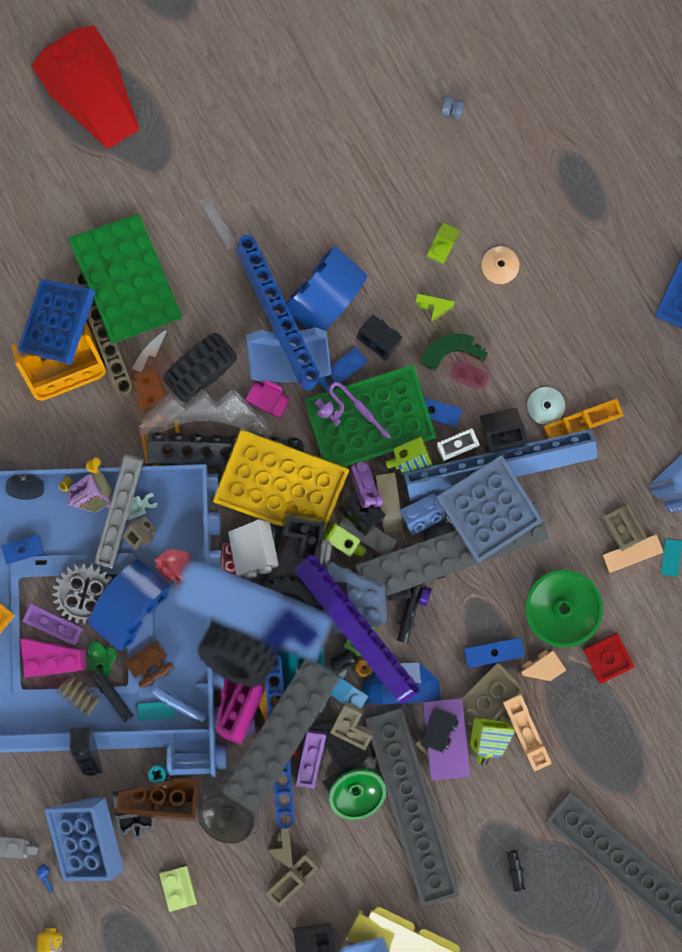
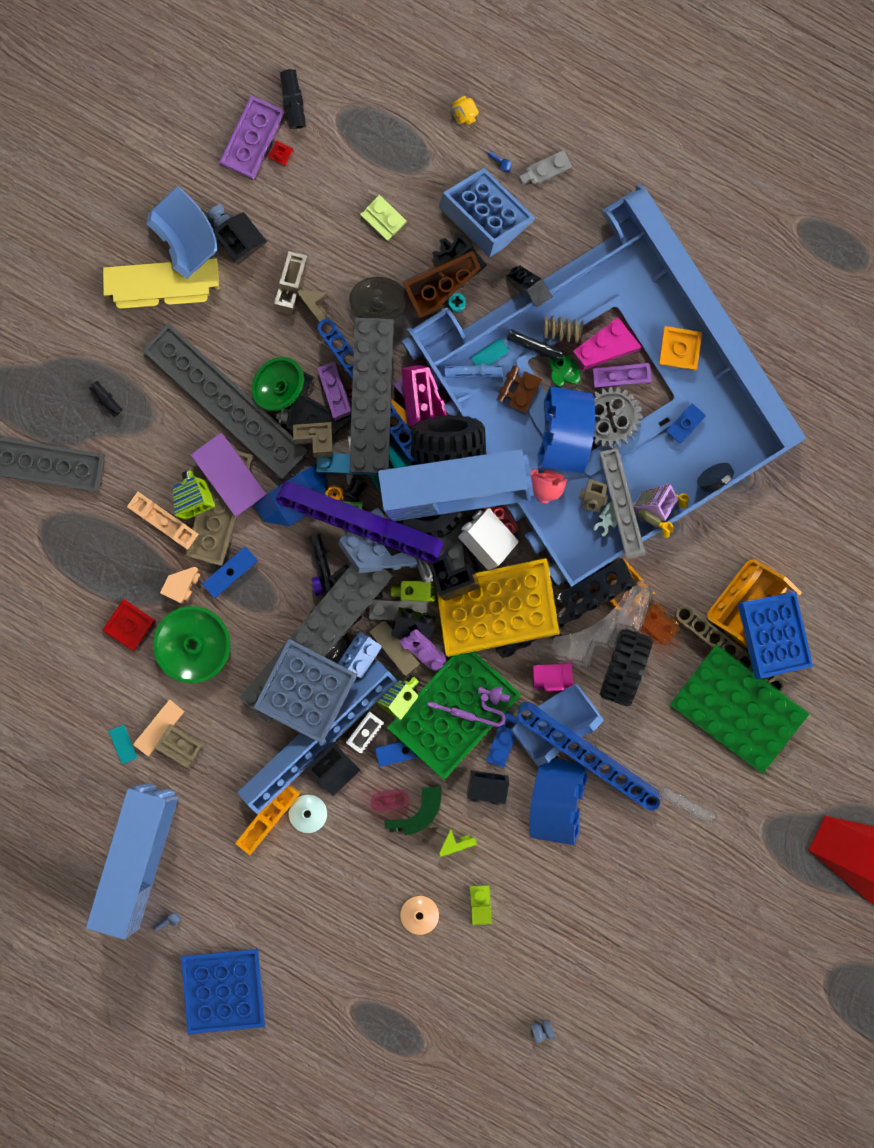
camera: 150 degrees right, 0 degrees up
(151, 349) = (680, 661): white sticker -> none
(288, 626) = (414, 486): clear blue plate -> none
(439, 729) = (240, 478): black brick -> none

